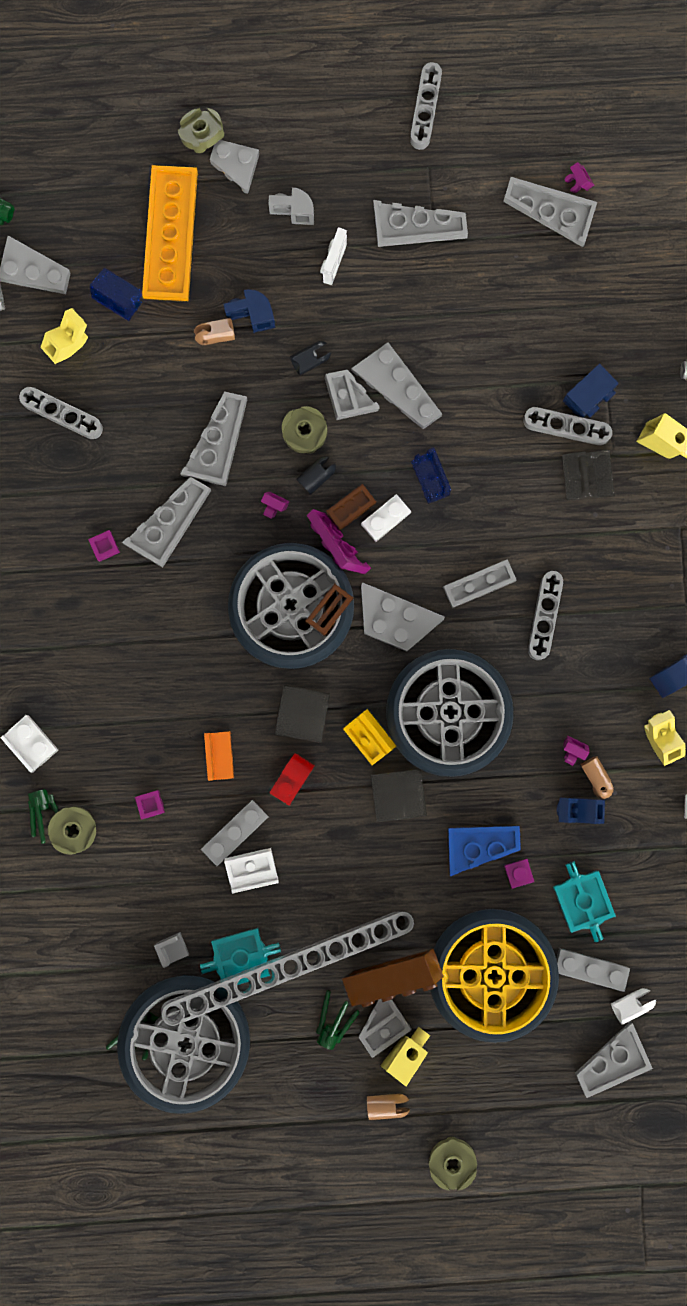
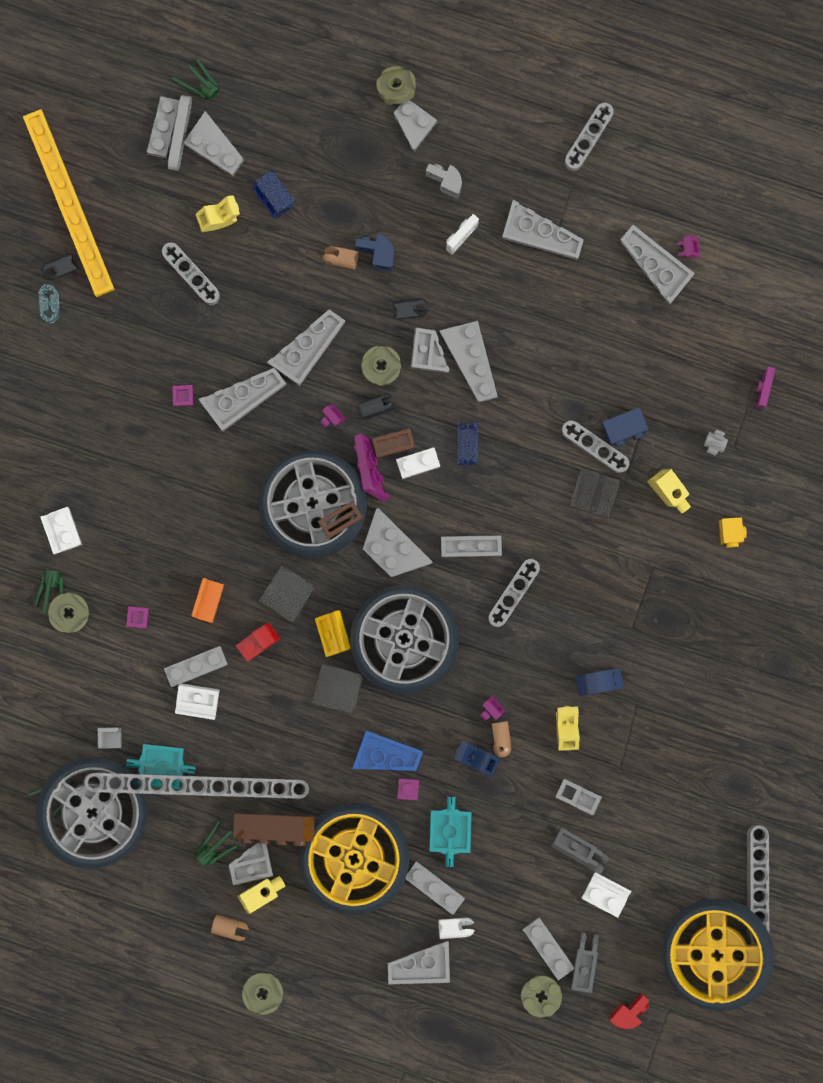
camera: 15 degrees right, 0 degrees up
(170, 233) = (337, 161): light orange plate -> none

